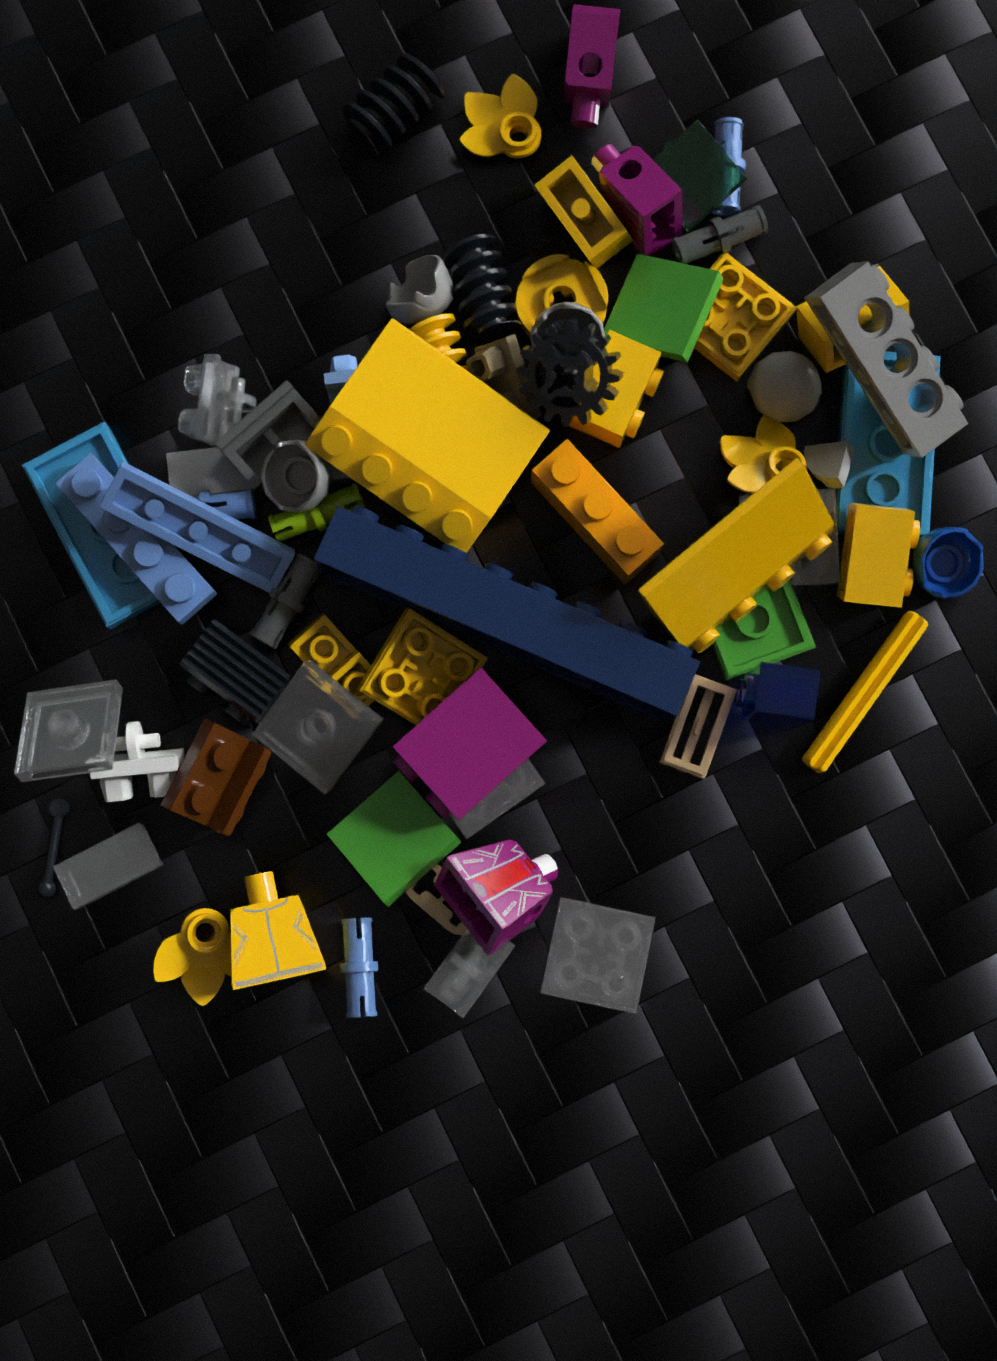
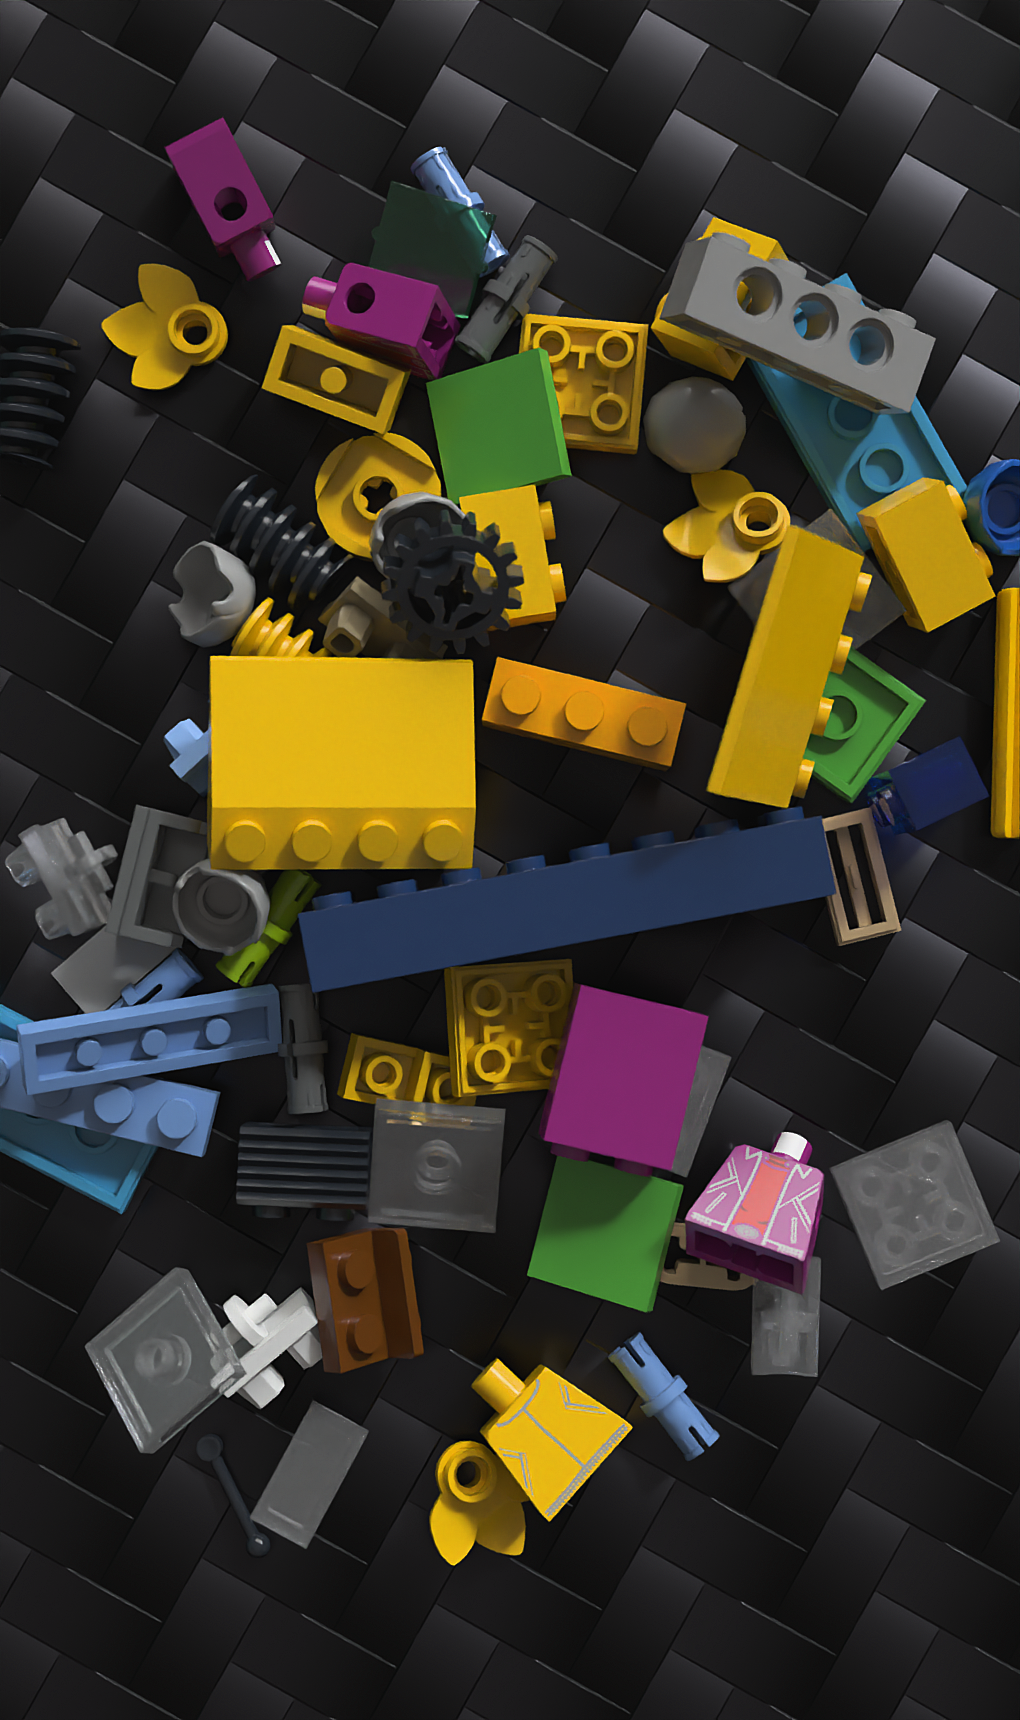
camera: 35 degrees left, 5 degrees up
(830, 462) = (805, 482): light grey tile -> none

